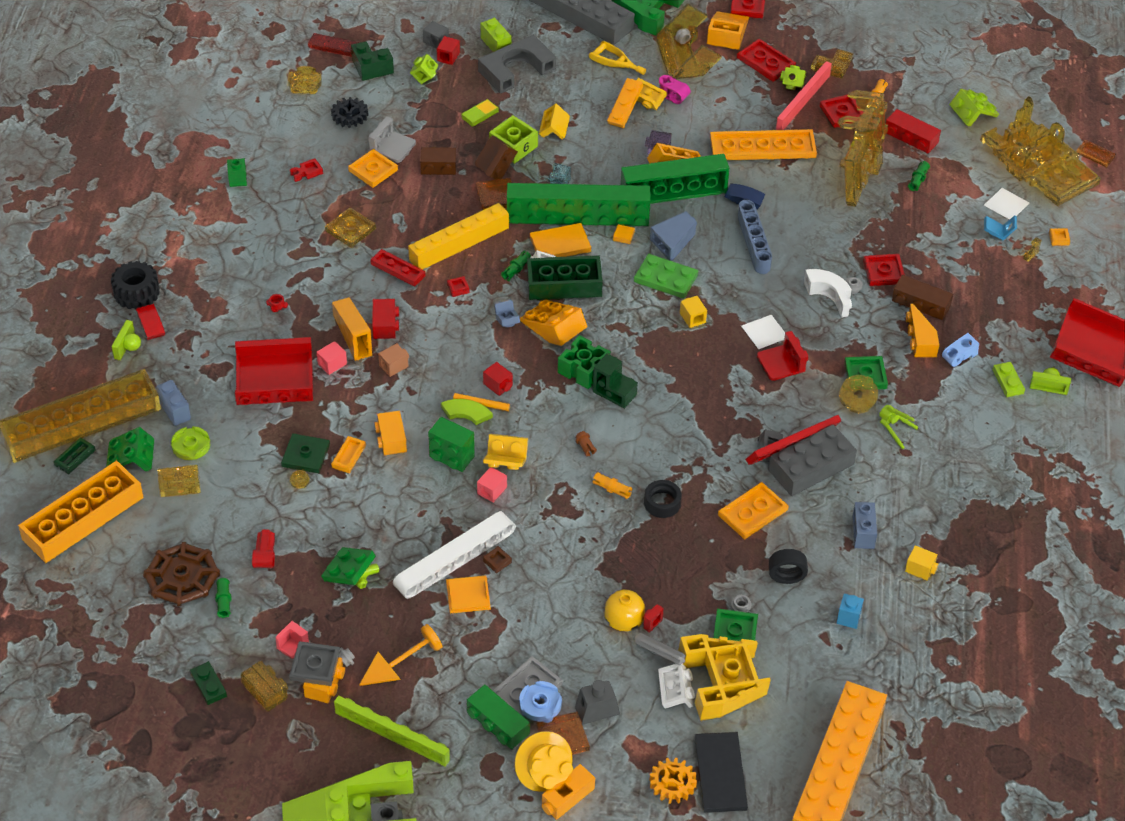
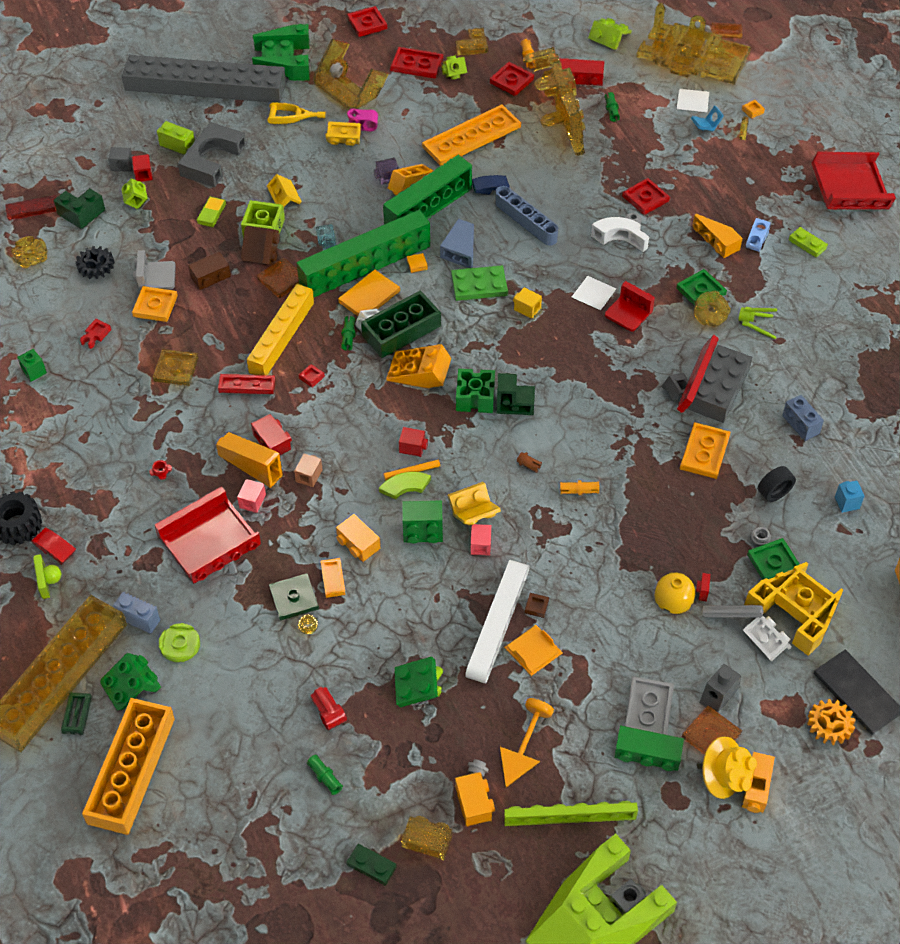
camera: 30 degrees left, 5 degrees up
(179, 480) = (199, 684): clear yellow brick -> none
(185, 582) = (267, 784): reddish brown plate -> none
(289, 637) = (418, 779): coral panel -> none
(314, 663) = (462, 791): dark grey tile -> none
(505, 313) = (375, 381): sand blue bracket -> none
(540, 712) = (673, 725): light blue plate -> none
(625, 102) = (333, 148): light orange plate -> none
(659, 510) = (629, 466): black tyre -> none
(727, 30) = (368, 50): light orange slope -> none
(803, 96) = (473, 66): coral tile -> none
(921, 563) = (868, 426): yellow brick -> none
(925, 297) = (688, 204): reddish brown brick -> none
(1050, 381) = (842, 228): lime tile -> none

